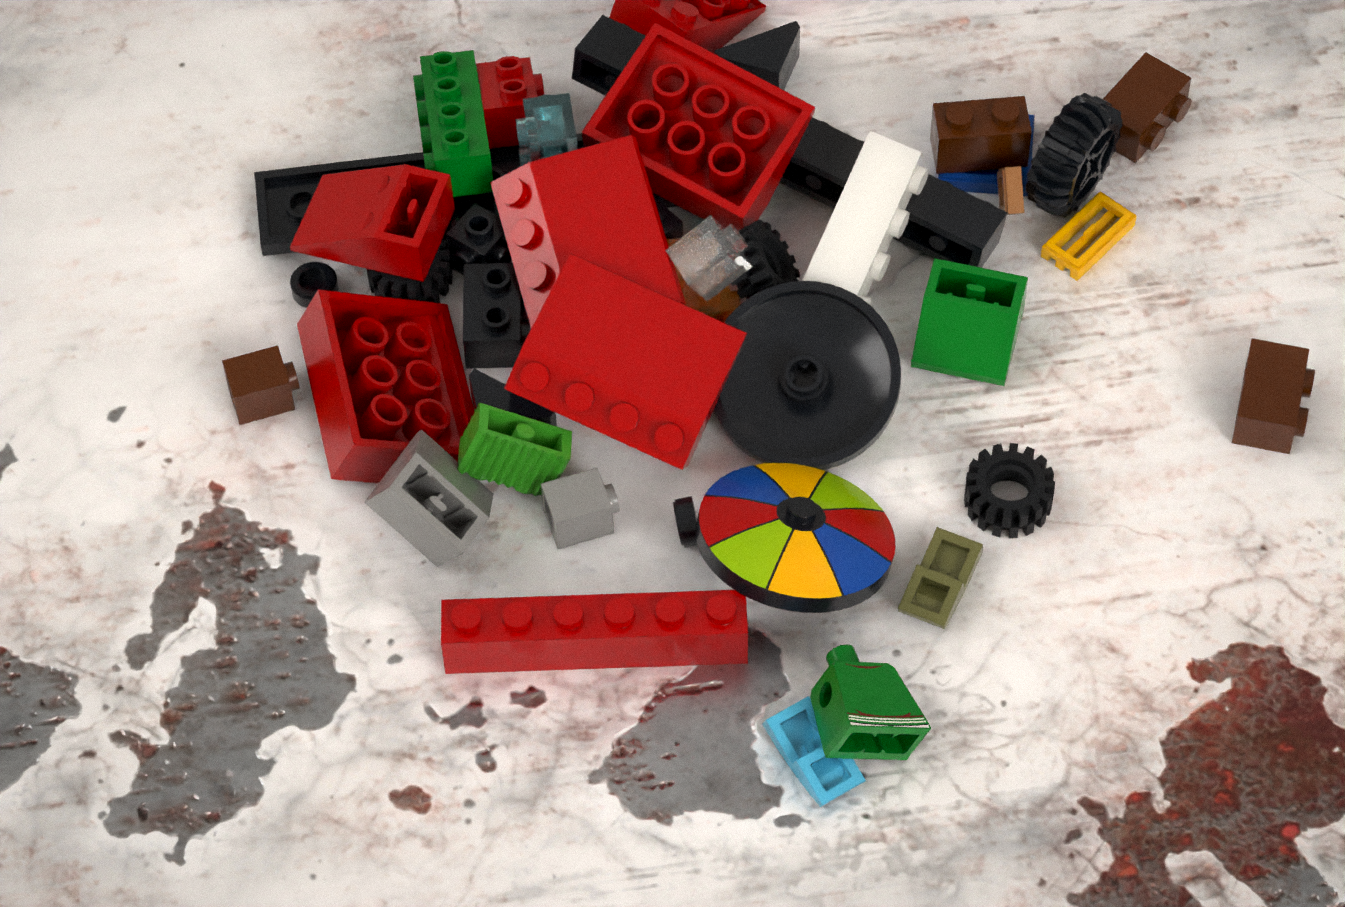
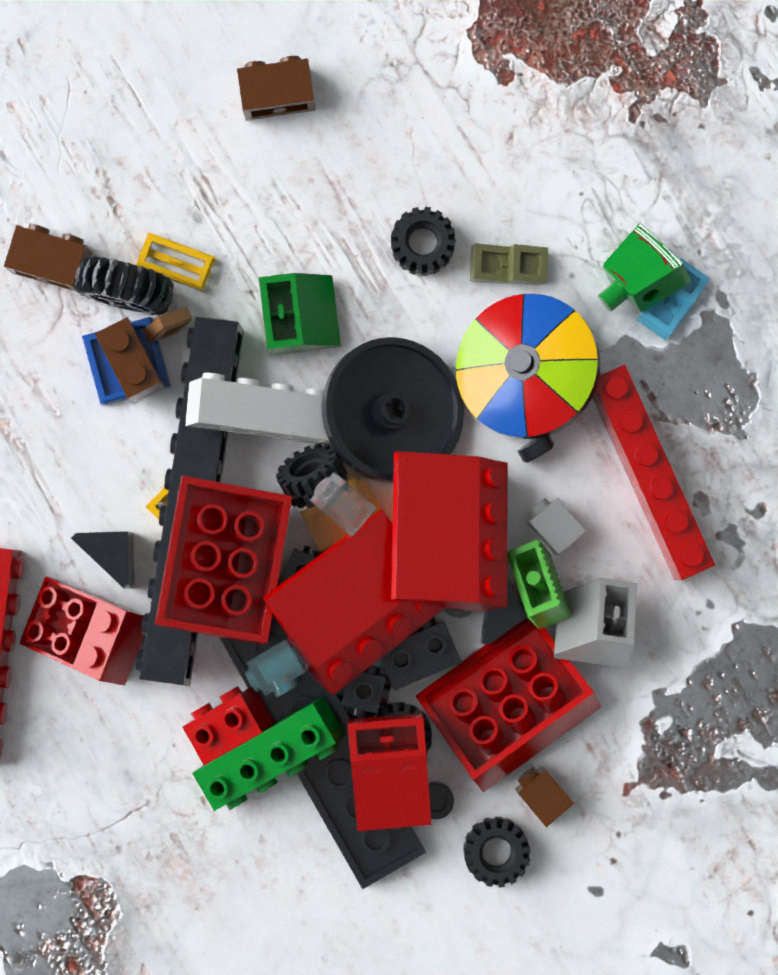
camera: 115 degrees left, 30 degrees up
(218, 297) = (503, 873): none -> black tyre

